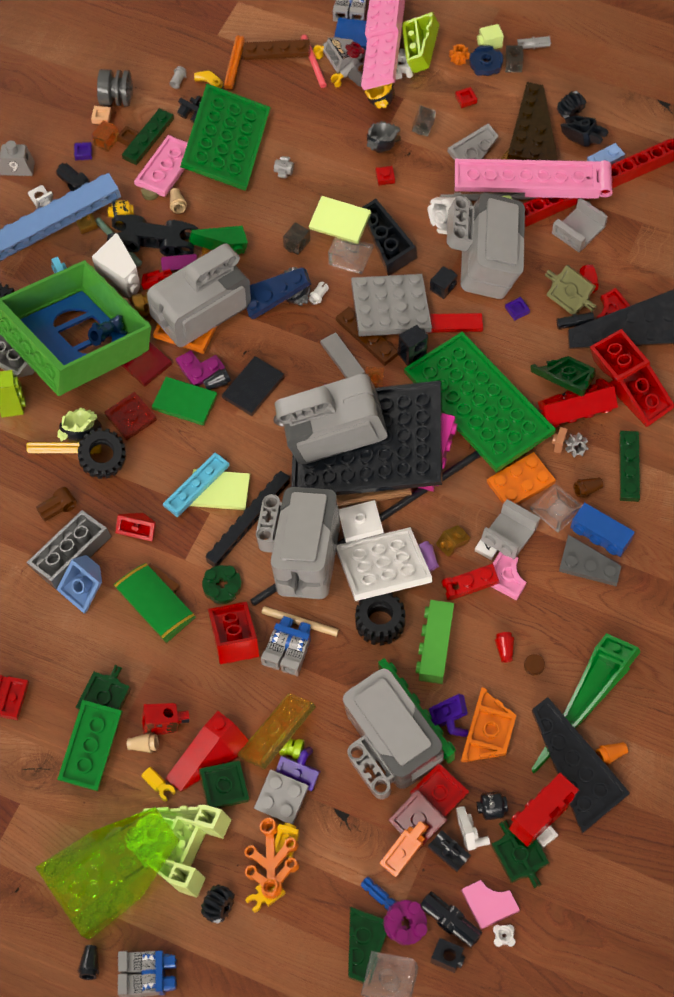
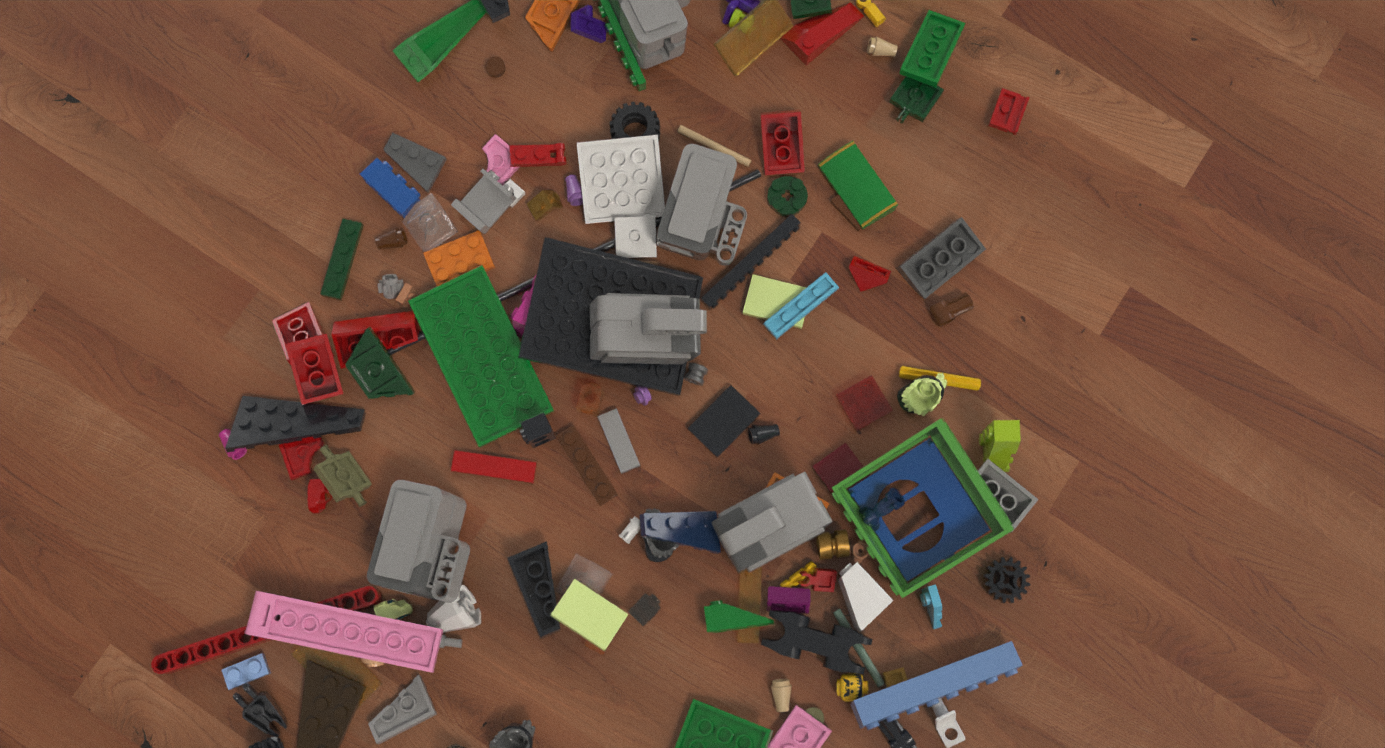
camera: 170 degrees left, 15 degrees up
(81, 582) = (928, 216): medium blue slope -> none
(96, 438) = (903, 339): black tyre -> none
(162, 718) = (861, 61): red torso -> none
(184, 401) = (802, 414): green tile -> none
(197, 371) = (782, 449): magenta plate -> none
(283, 167) = (643, 721): light grey gear -> none
(287, 646) = (731, 117): hips -> none
(385, 175) = (520, 692): red plate -> none
(390, 304) = (551, 496): light grey plate -> none
(436, 641) = (585, 100): bright green brick -> none
(443, 282) = (483, 518): black brick -> none
(505, 646) = (518, 89): red cone -> none
(517, 308) = (409, 471): dark purple tile -> none
(574, 320) = (349, 442): black pin -> none
(580, 226) = (306, 572): light grey panel -> none

